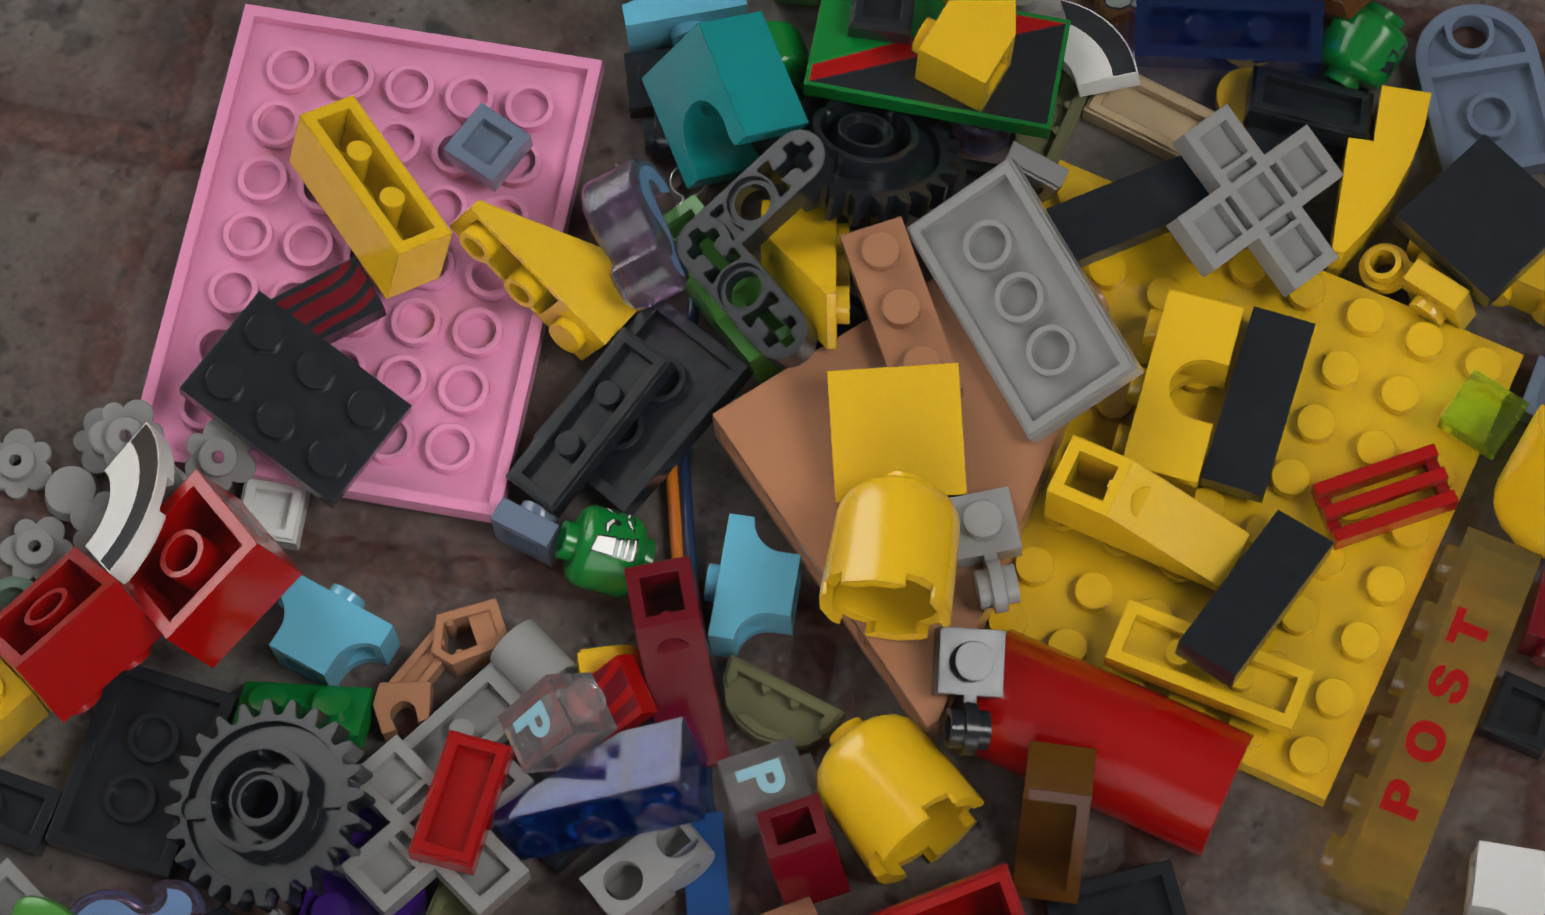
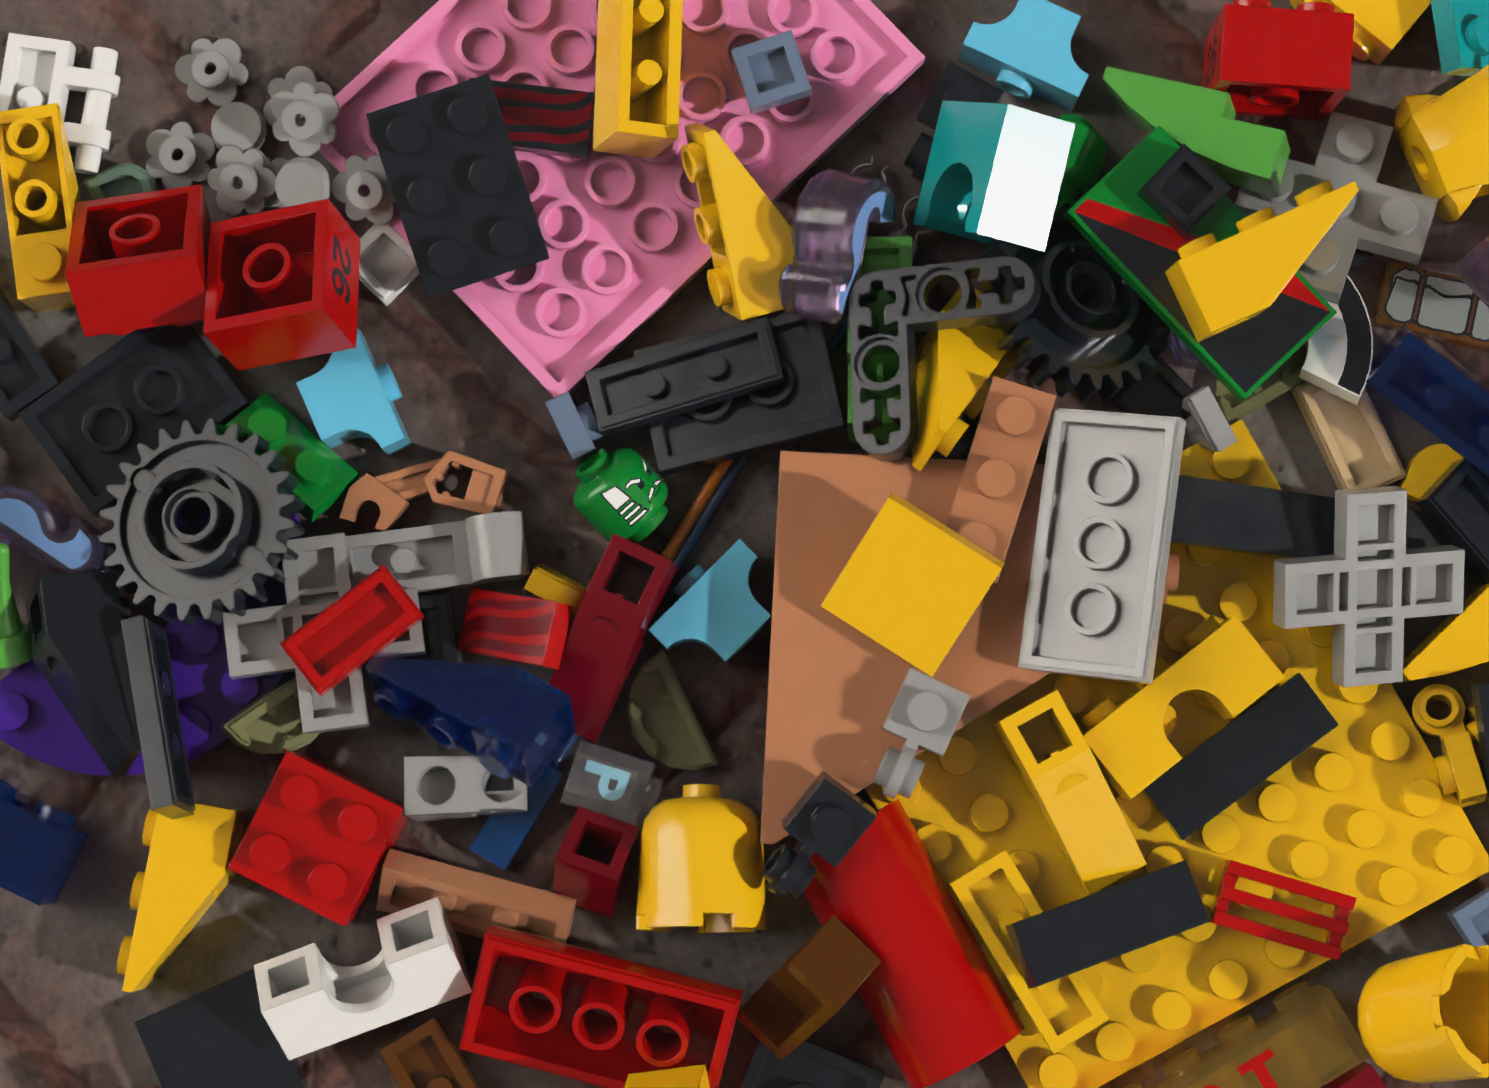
camera: 35 degrees right, 15 degrees up
(136, 494) = (245, 208): white tile -> none
(557, 721) = (475, 618): clear brick -> none
(892, 557) = (829, 692): yellow cylinder -> none
(1483, 414) = (1418, 900): clear neon green tile -> none

